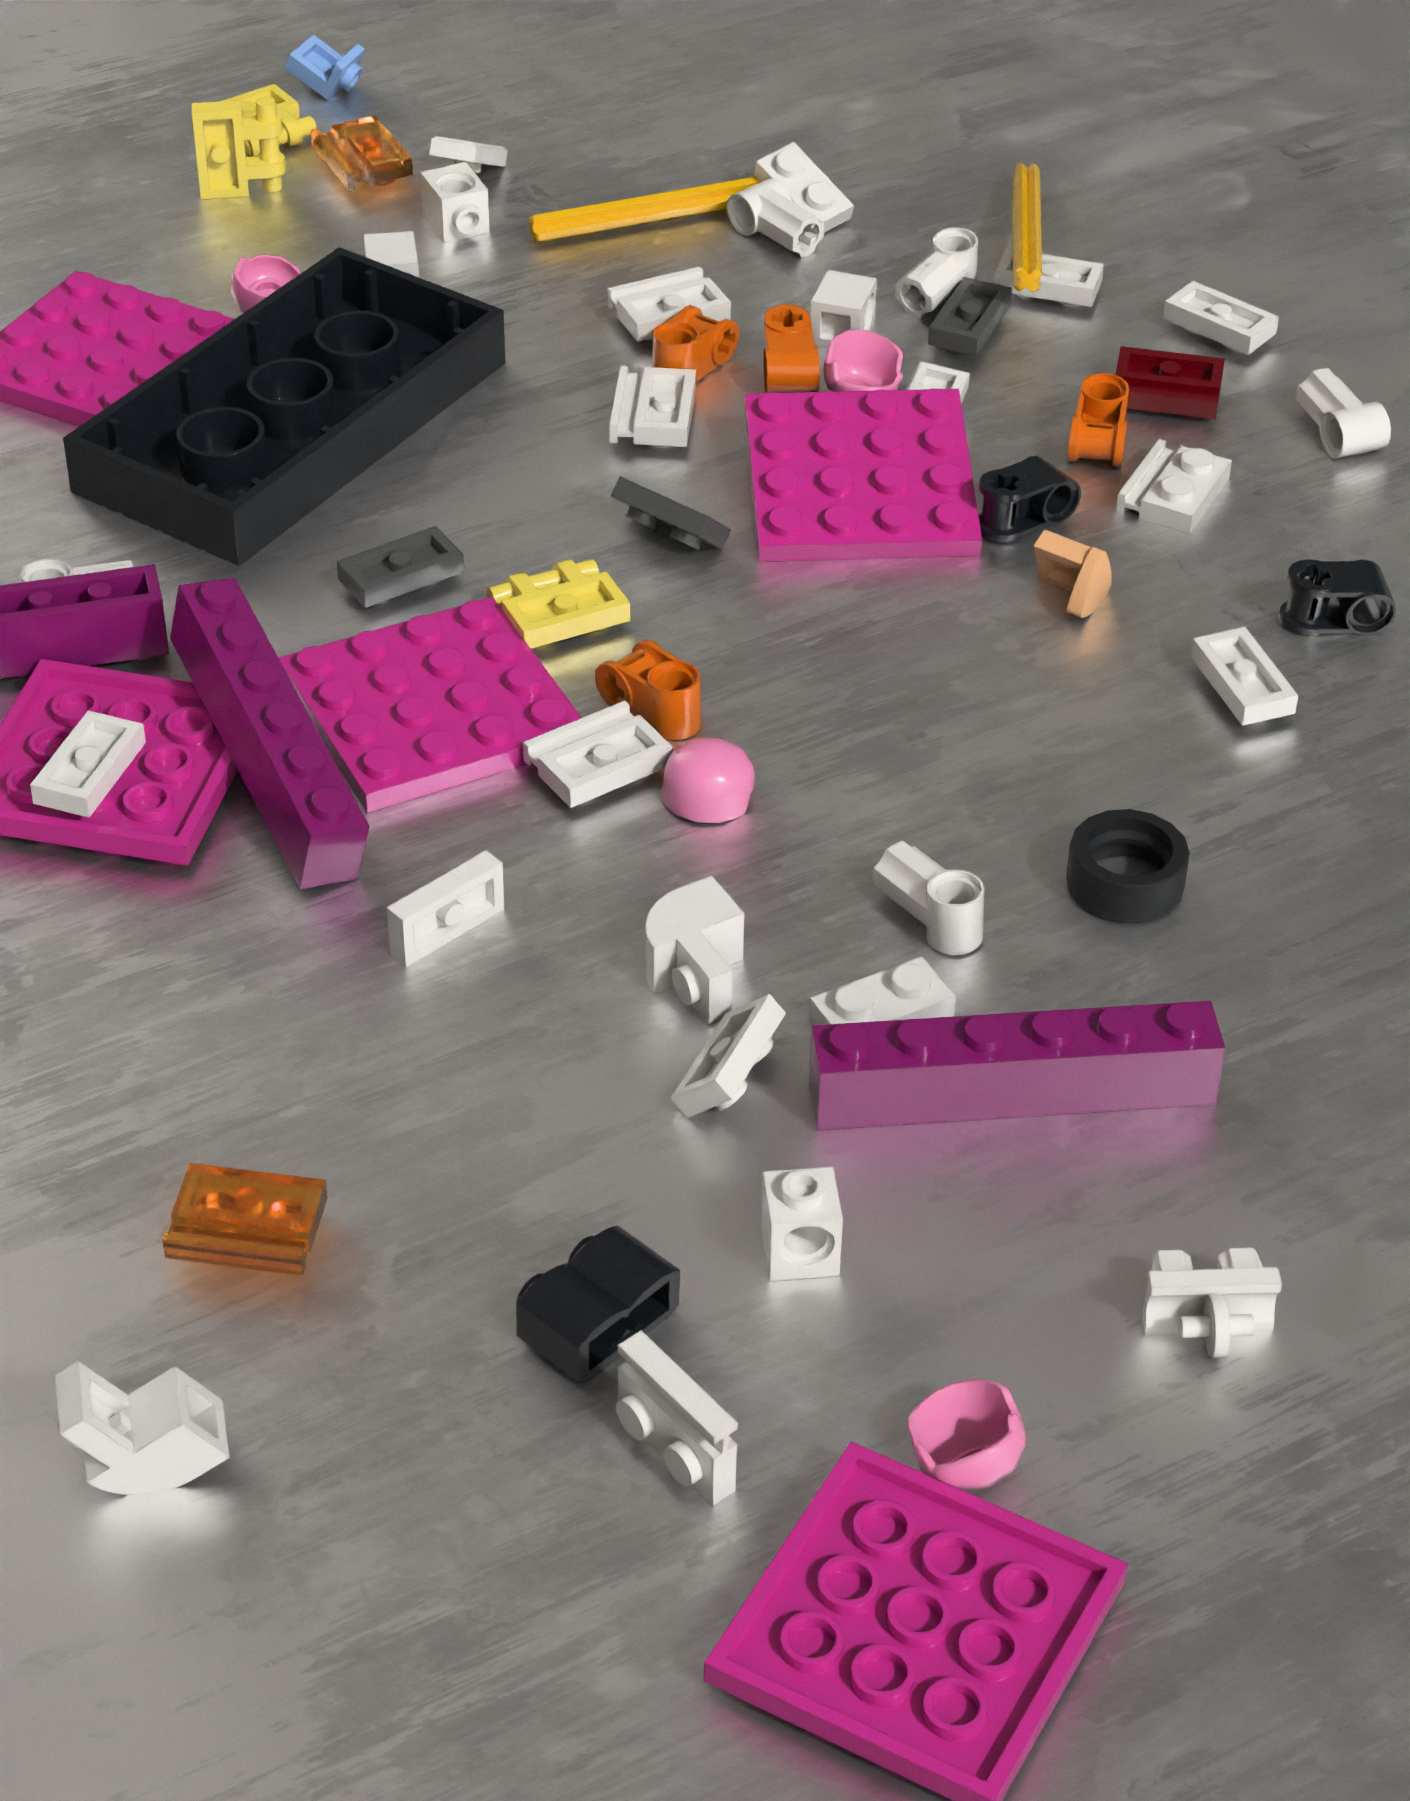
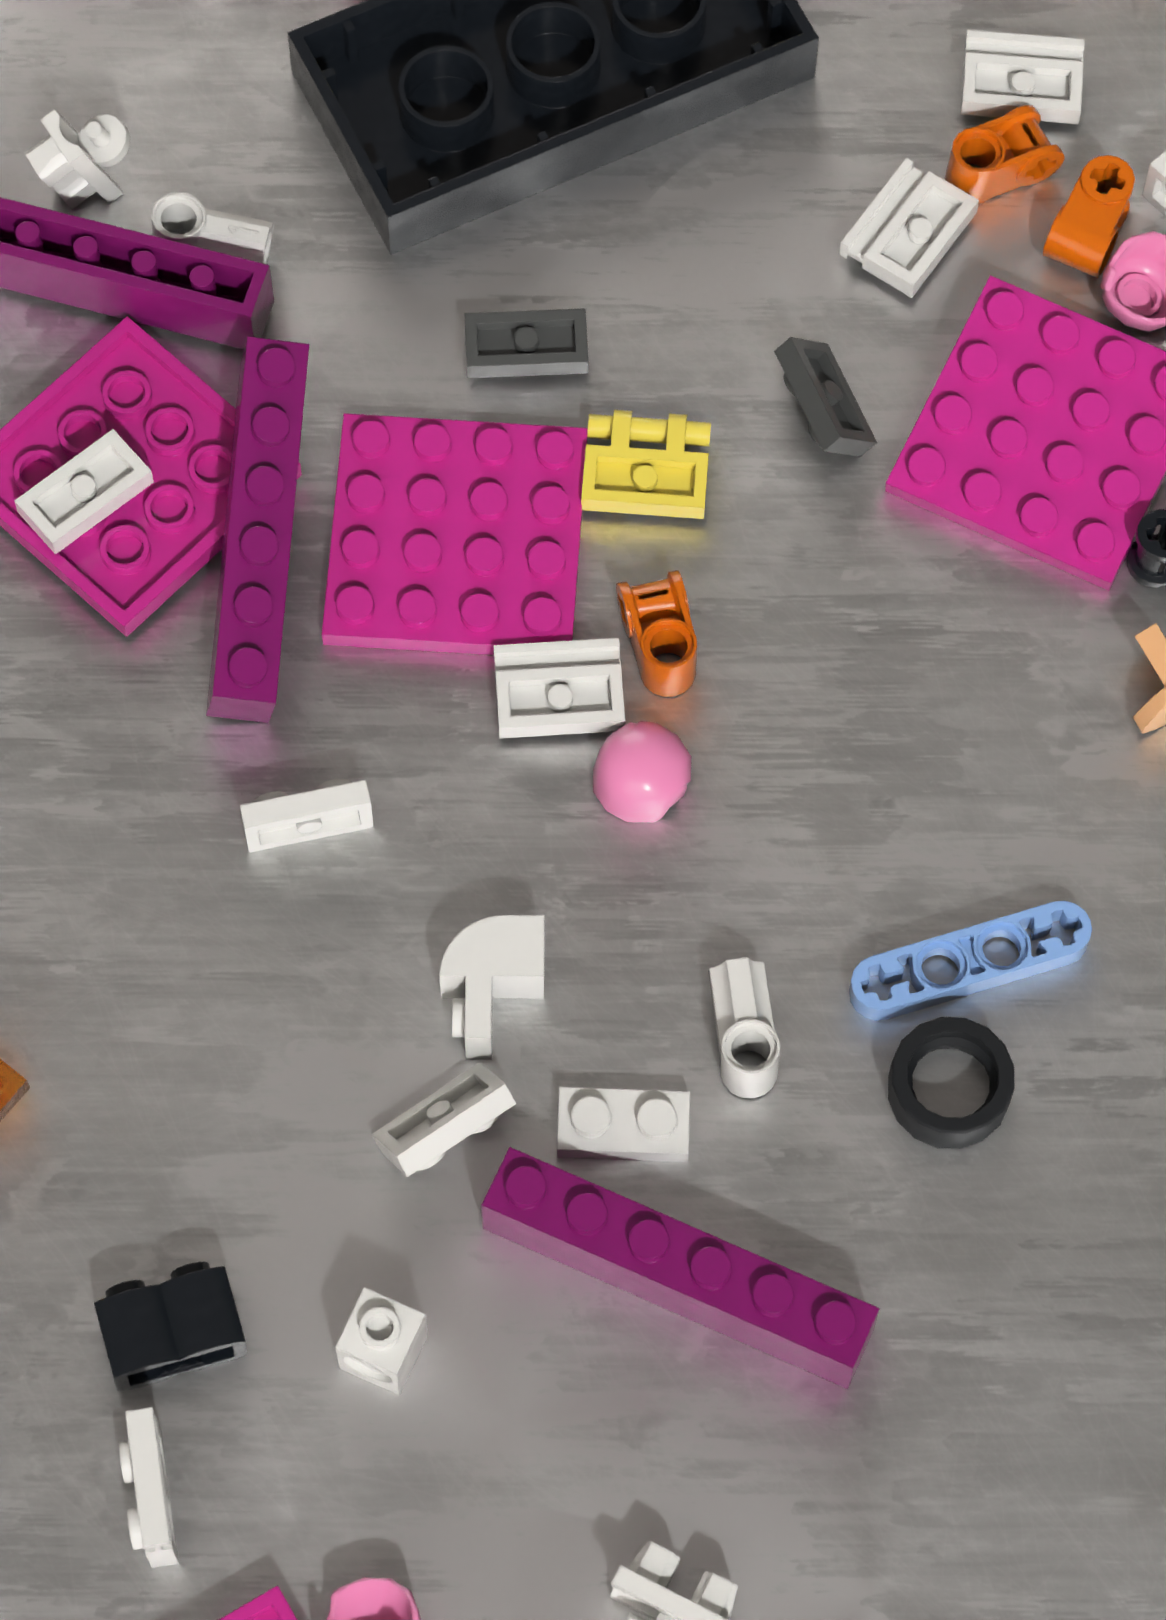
camera: 30 degrees right, 25 degrees up
(1061, 786) = (966, 951): none -> light blue beam

